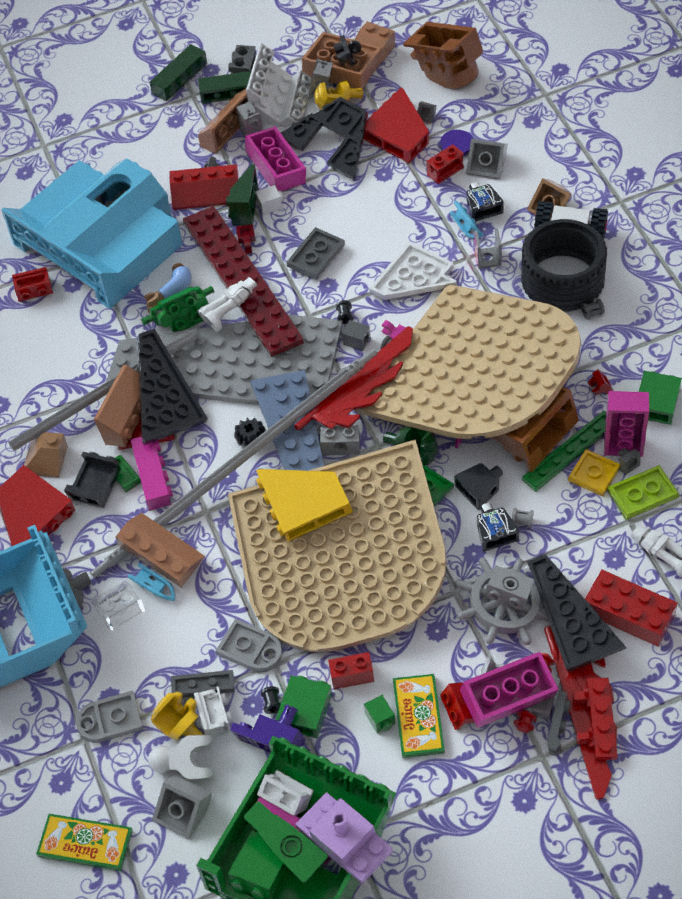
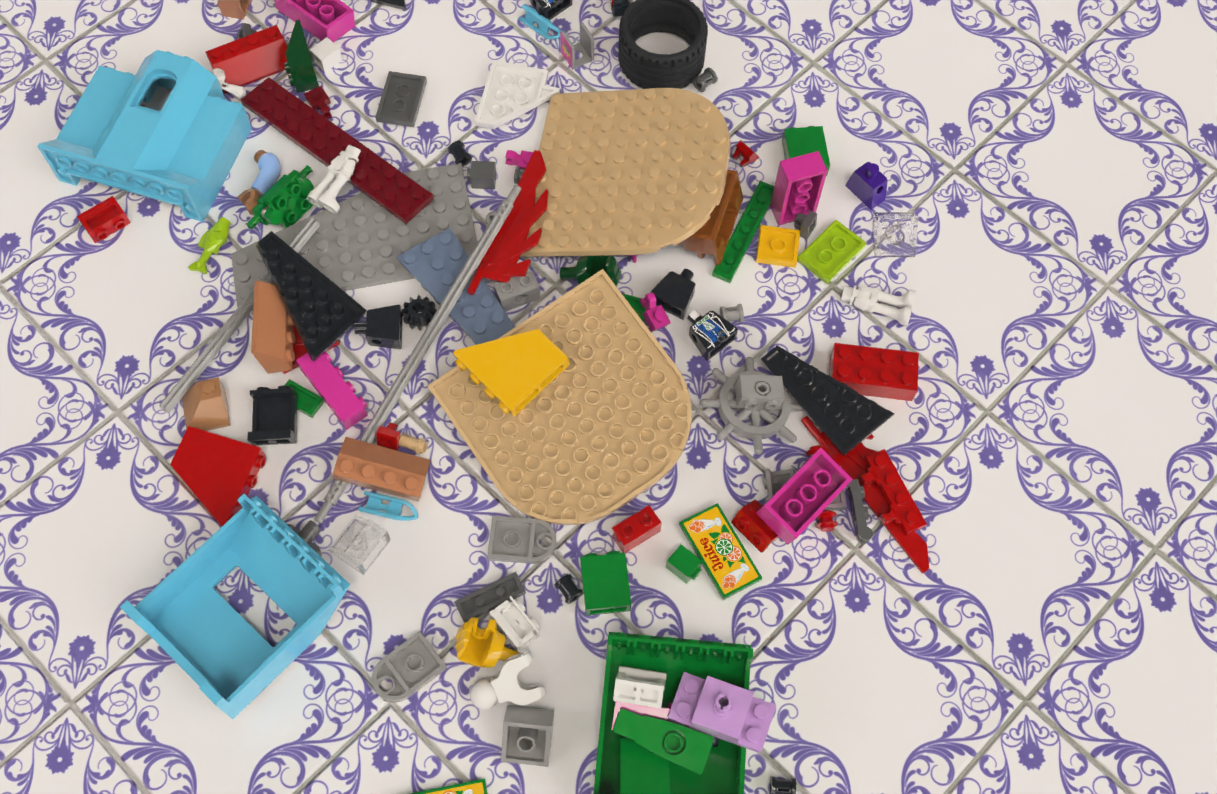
camera: 30 degrees left, 10 degrees up
(107, 327) = (211, 242): none -> lime animal
(179, 525) = (388, 436): none -> red tile
(181, 209) = (237, 91): none -> white piece
(201, 542) = (412, 443): none -> tan pin
(214, 435) = (382, 327): none -> black torso
(266, 728) = (591, 626): dark purple brick -> none
(451, 498) = (654, 315): none -> dark pink plate

